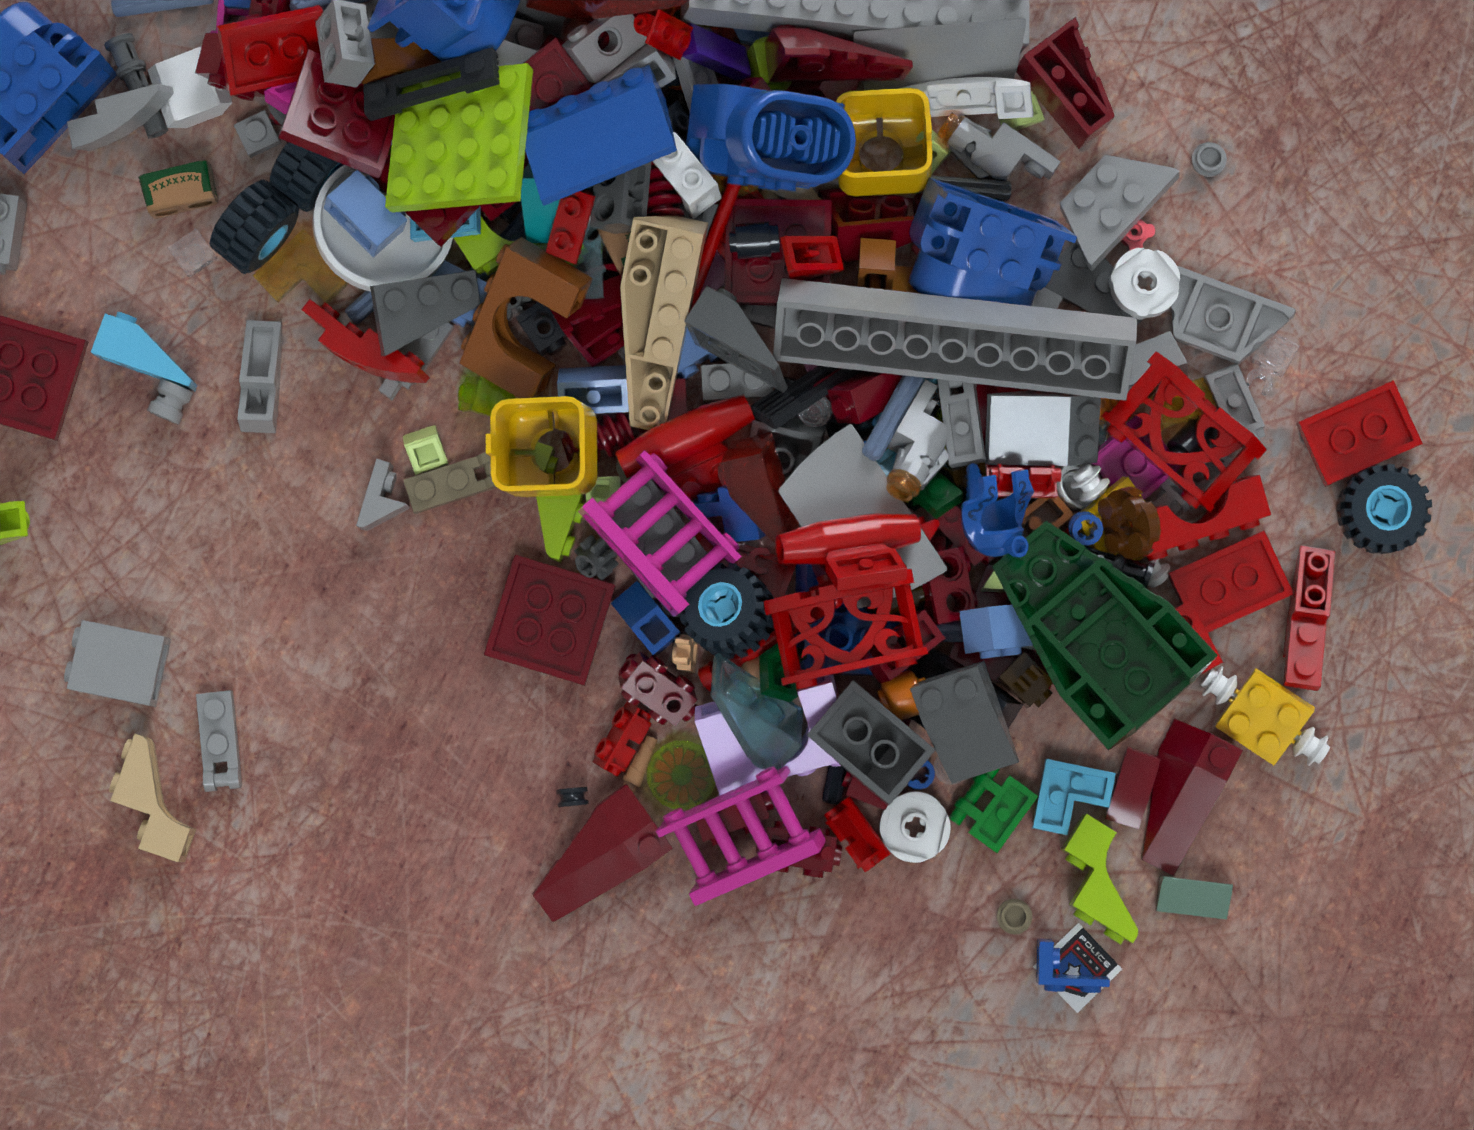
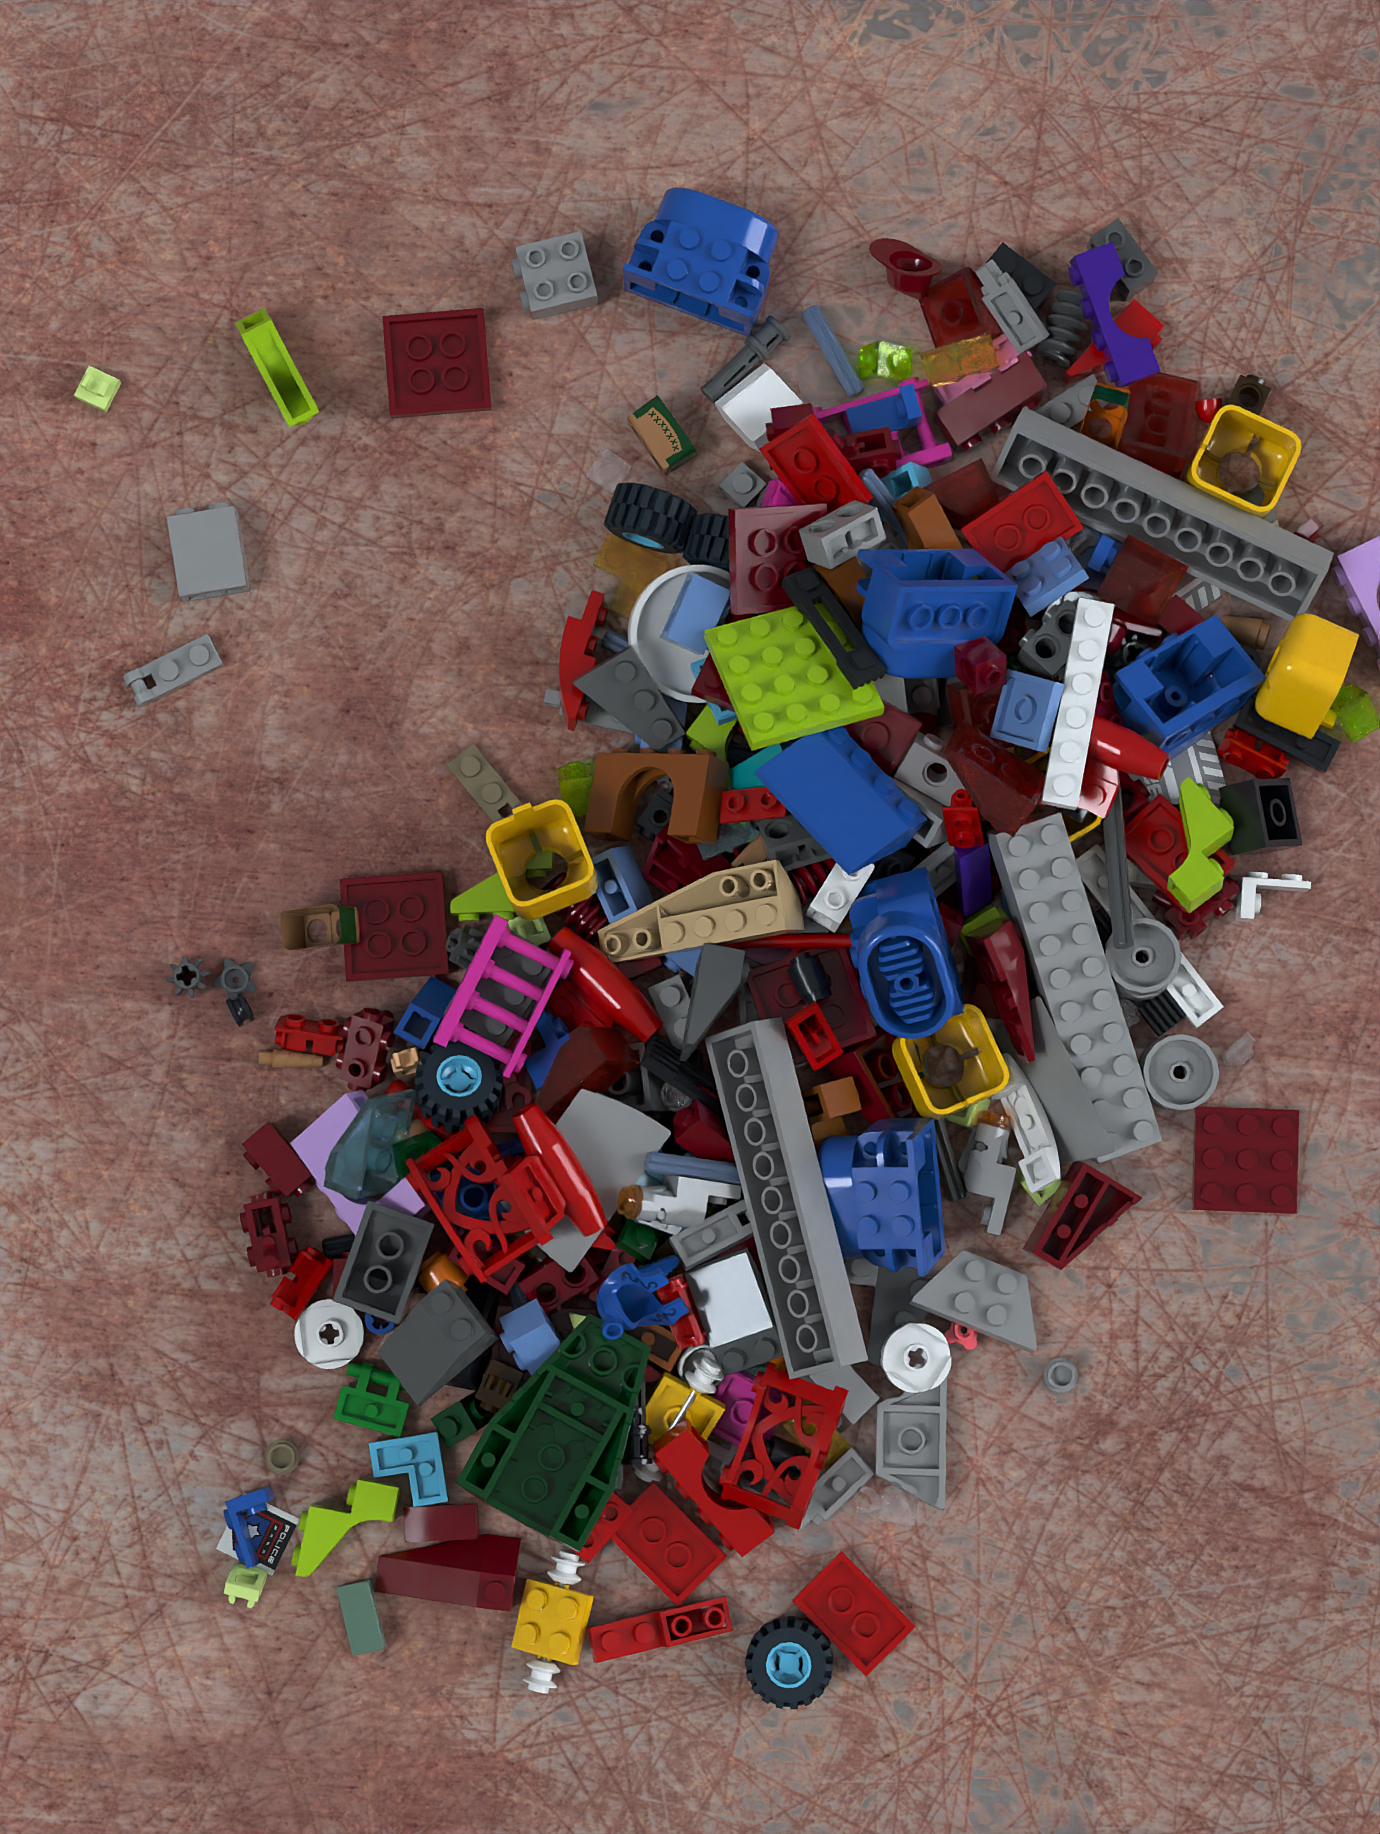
camera: 70 degrees right, 0 degrees up
(117, 116) = (705, 354): light grey slope -> none
(131, 347) = (501, 453): medium azure slope -> none
(140, 789) = (101, 618): tan arch -> none
(170, 401) = (464, 505): light grey wheel -> none
(260, 377) = (518, 577): light grey slope -> none
(375, 507) = (438, 728): light grey slope -> none
(425, 450) = (509, 752): yellowish green slope -> none
(513, 714) = (295, 927): none -> medium nougat piece
(513, 841) = (196, 982): none -> dark grey gear
(531, 794) = (232, 970): none -> dark grey plate
(607, 851) = (204, 1062): dark red wedge -> none
(680, 775) = (296, 1100): clear neon green tile -> none
(739, 870) = (226, 1187): dark pink fence -> none
(1043, 731) = (461, 1420): none -> dark green bracket
(1095, 531) = (661, 1397): blue bush -> none
(1117, 511) = (676, 1425): reddish brown plate -> none
(1122, 995) = (245, 1583): none -> yellowish green tile

